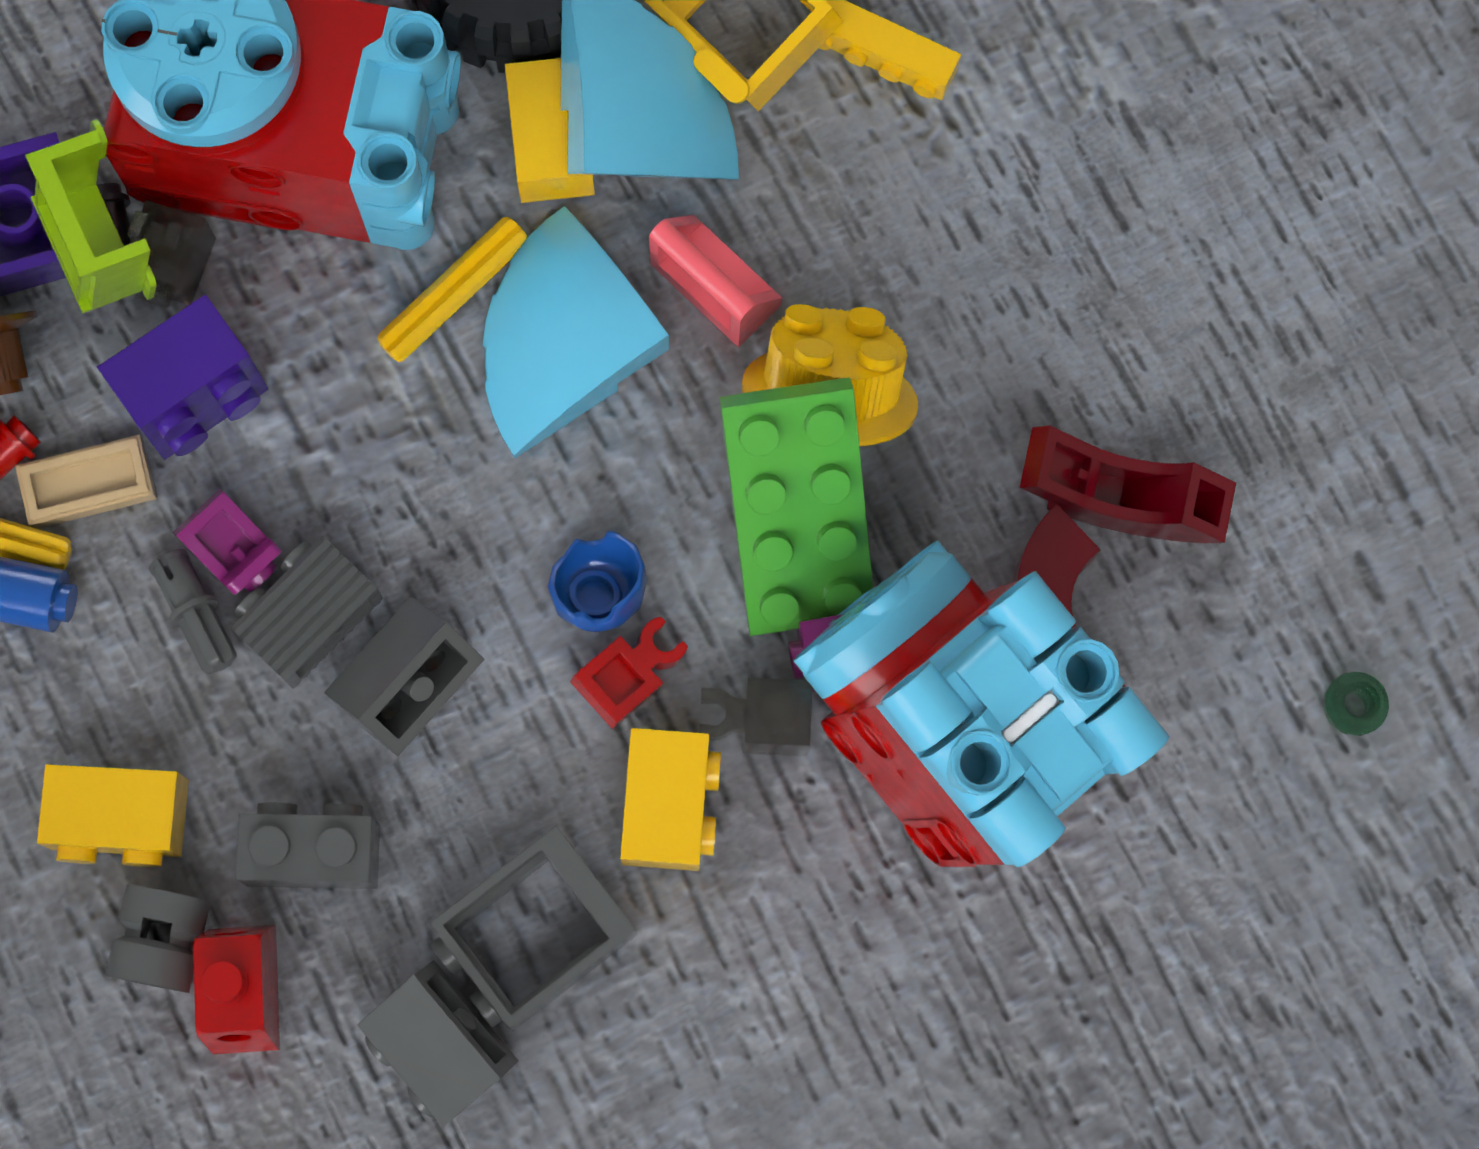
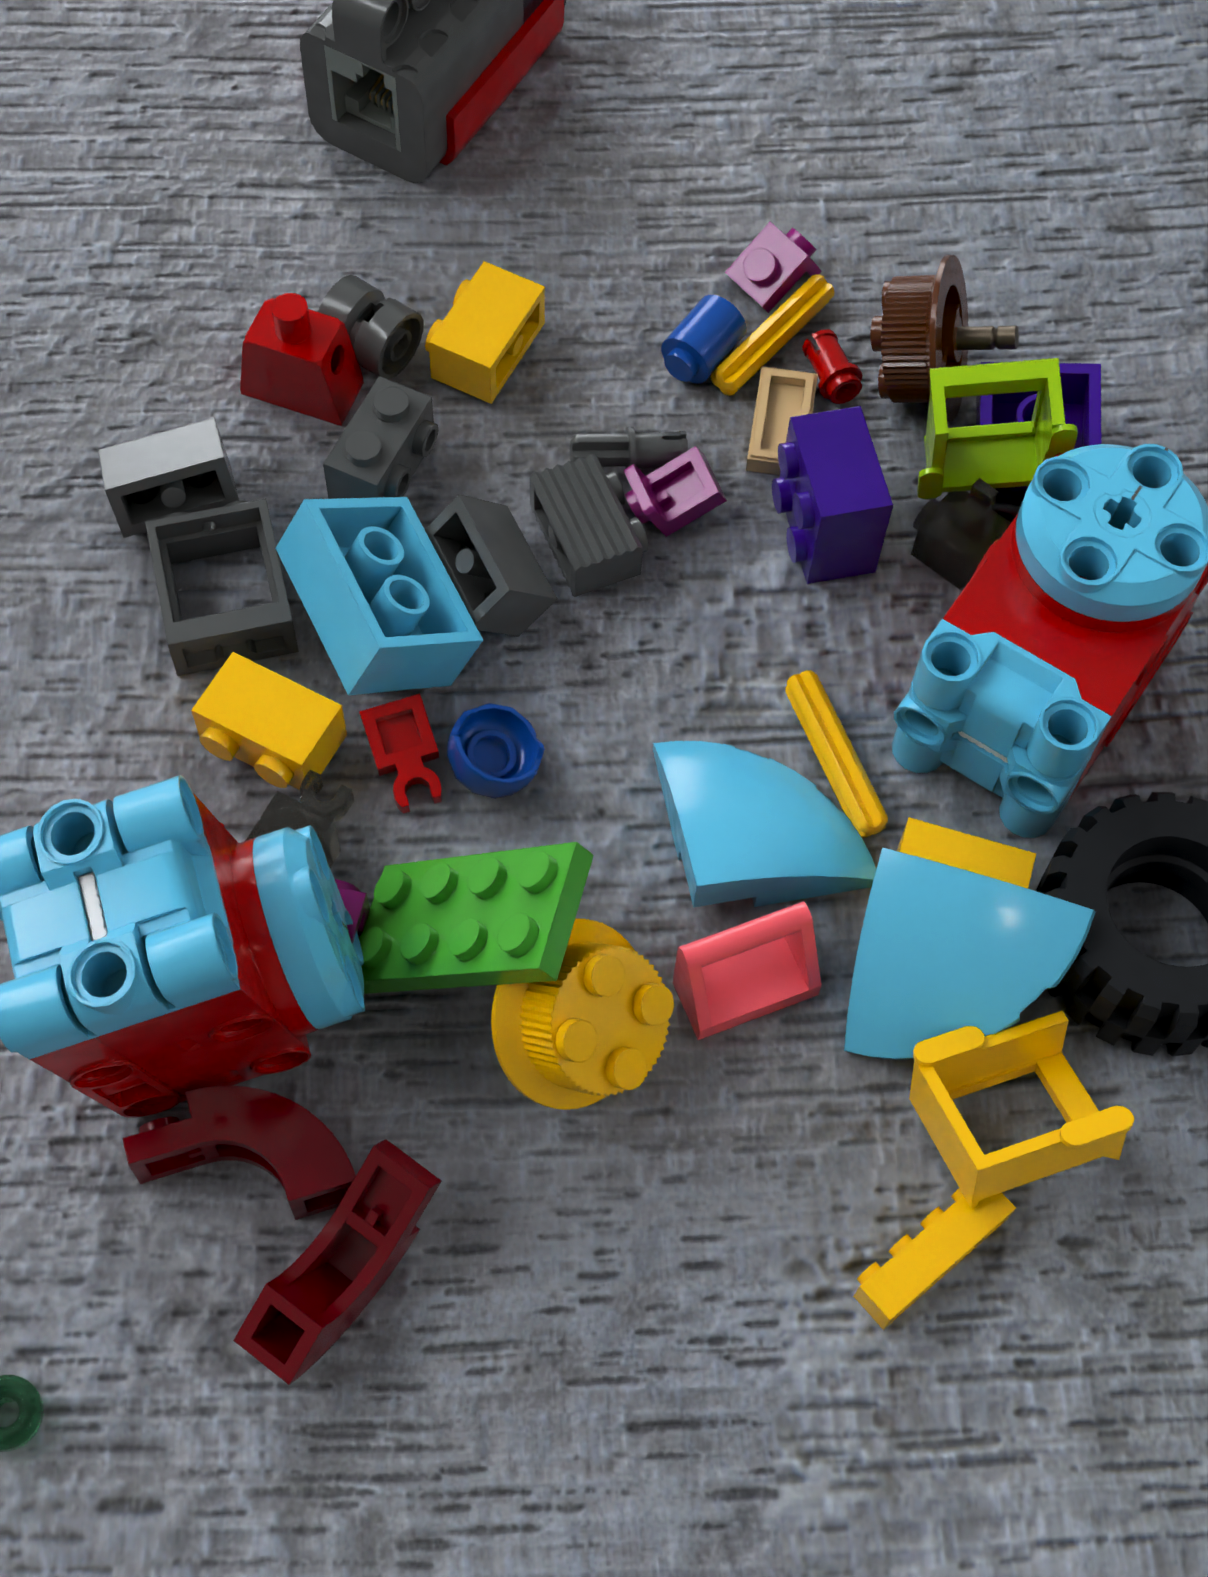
camera: 115 degrees right, 15 degrees down
(492, 756) = (377, 594): none -> medium azure brick

